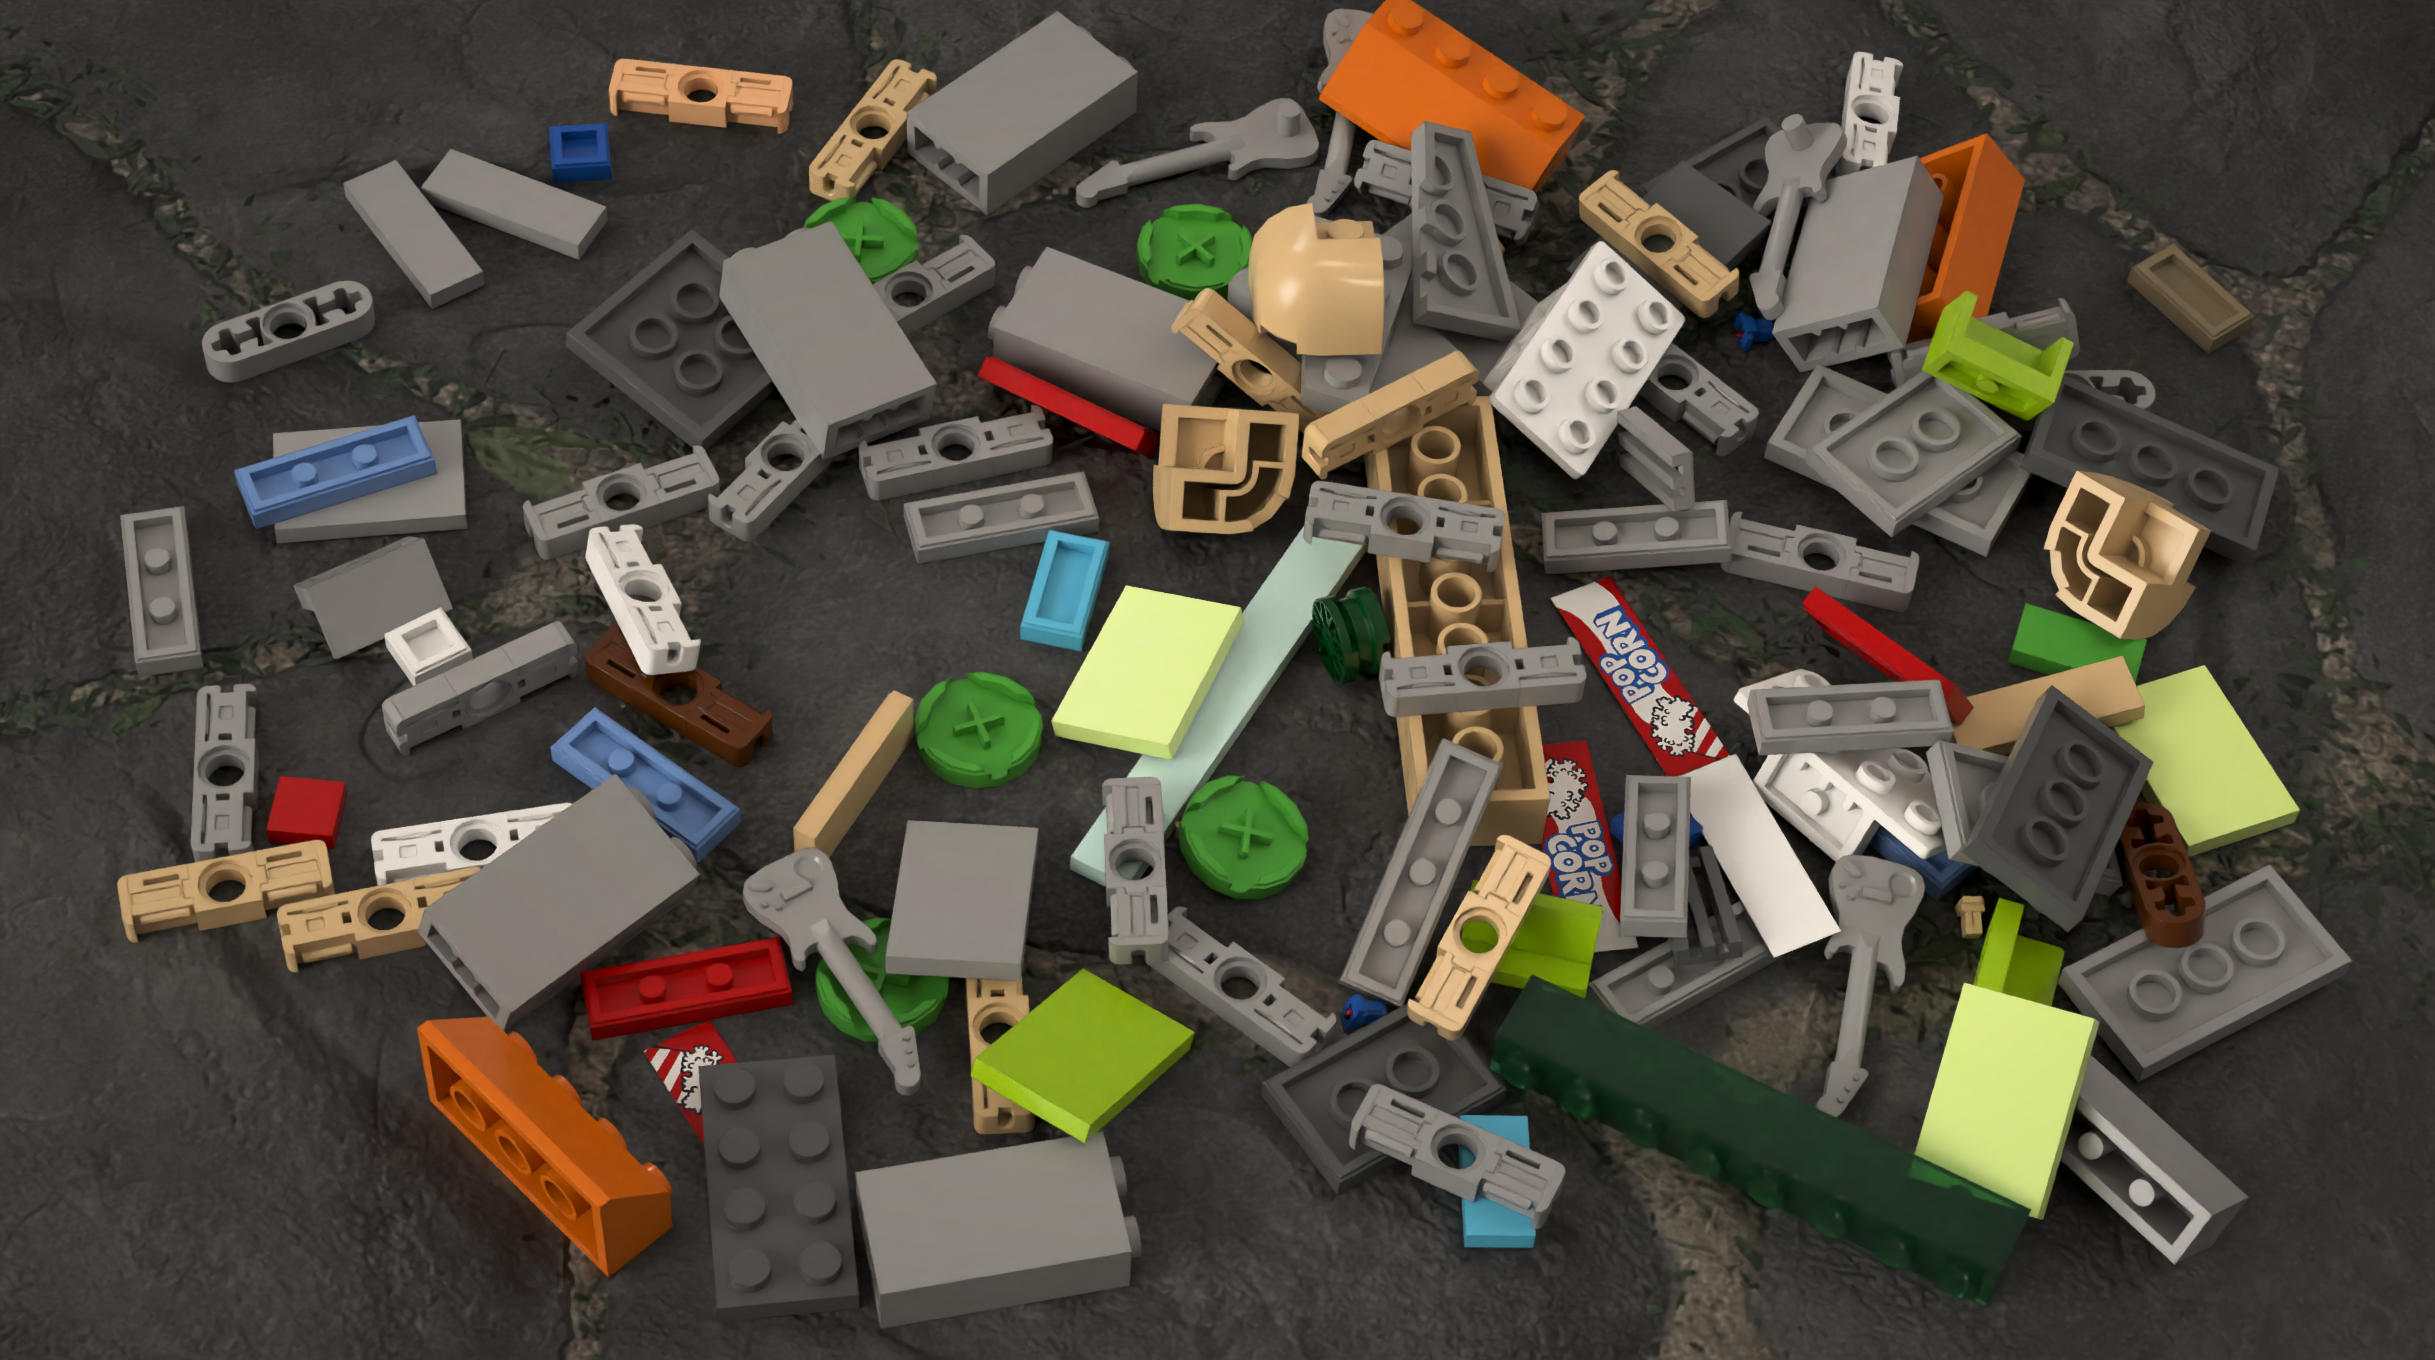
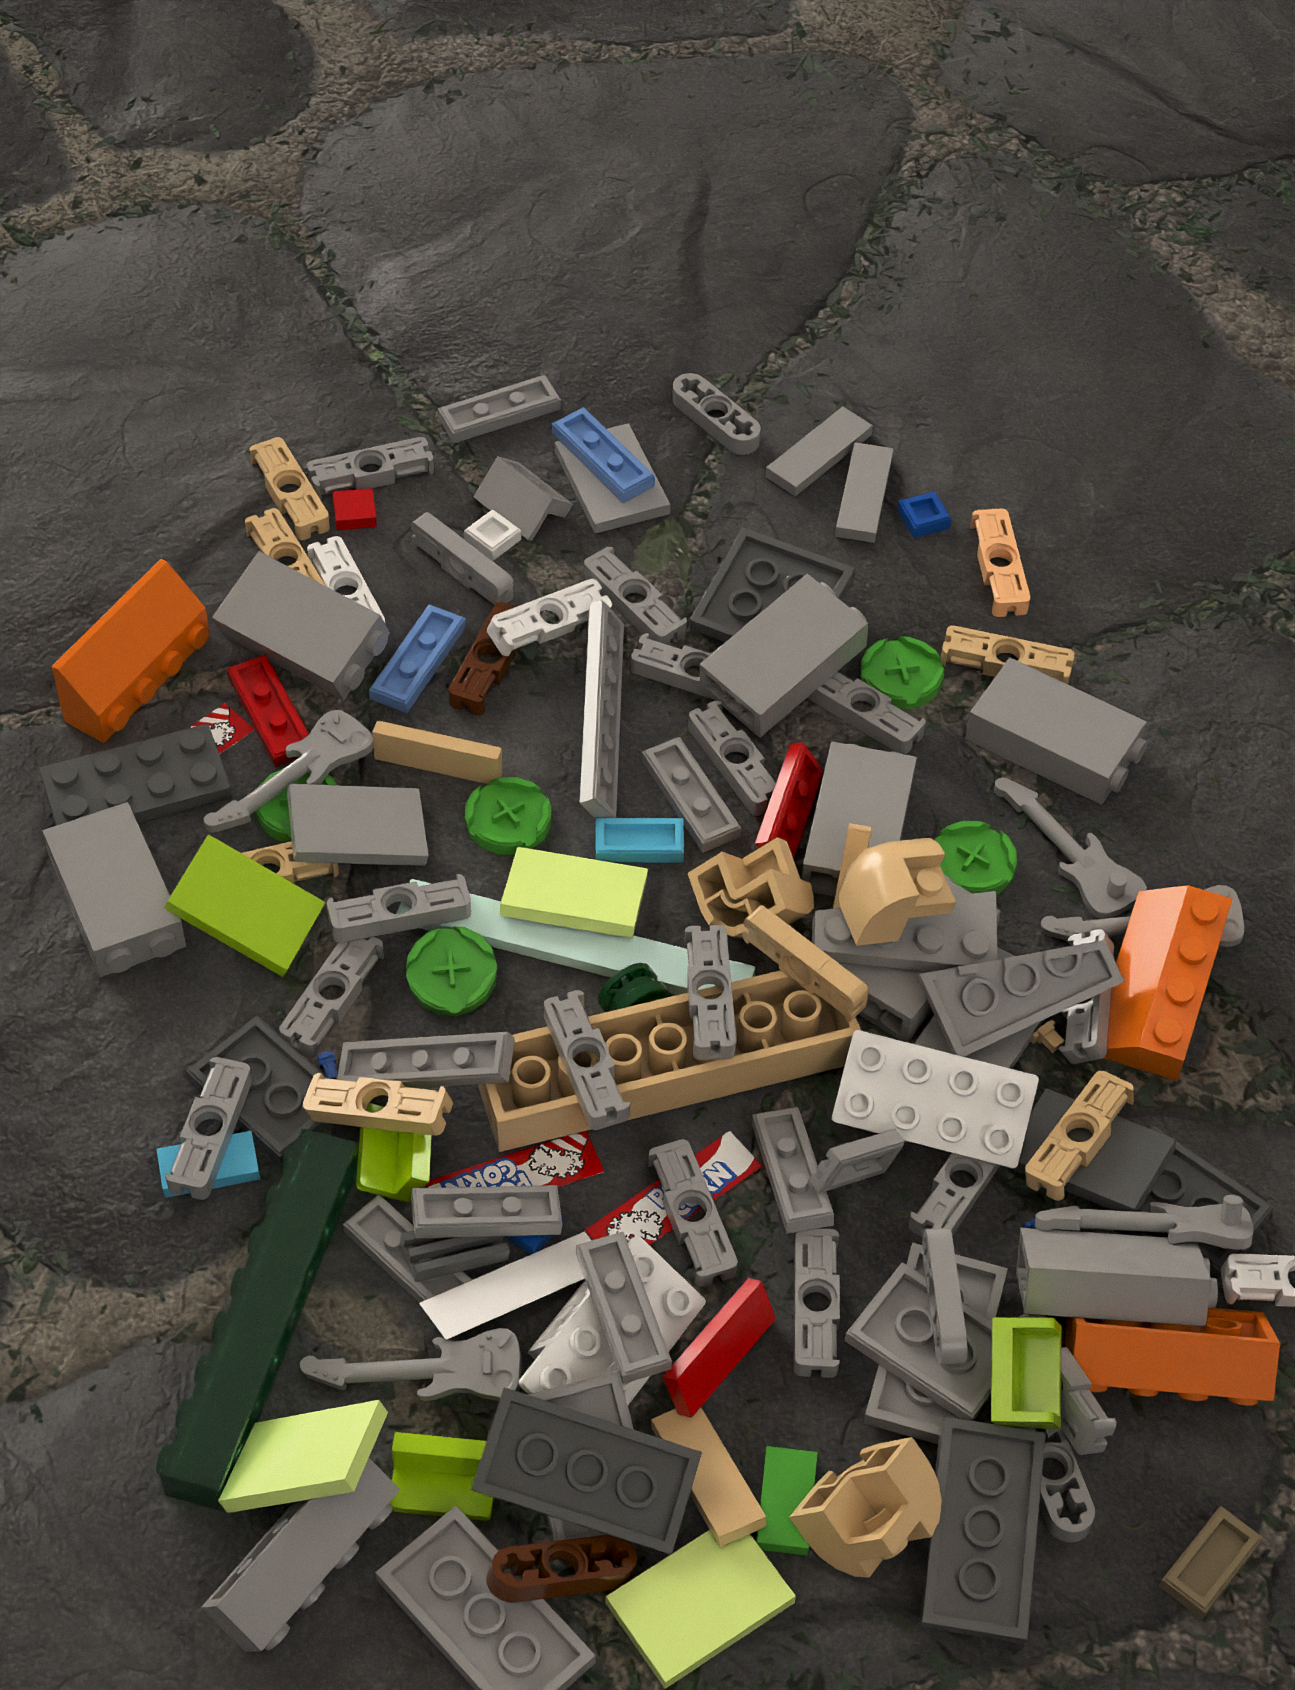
camera: 80 degrees right, 0 degrees up
(836, 573) = (602, 712): none -> light grey tile
(1715, 646) = (685, 1184): none -> light grey piece
(1924, 399) = (944, 1296): none -> light grey beam

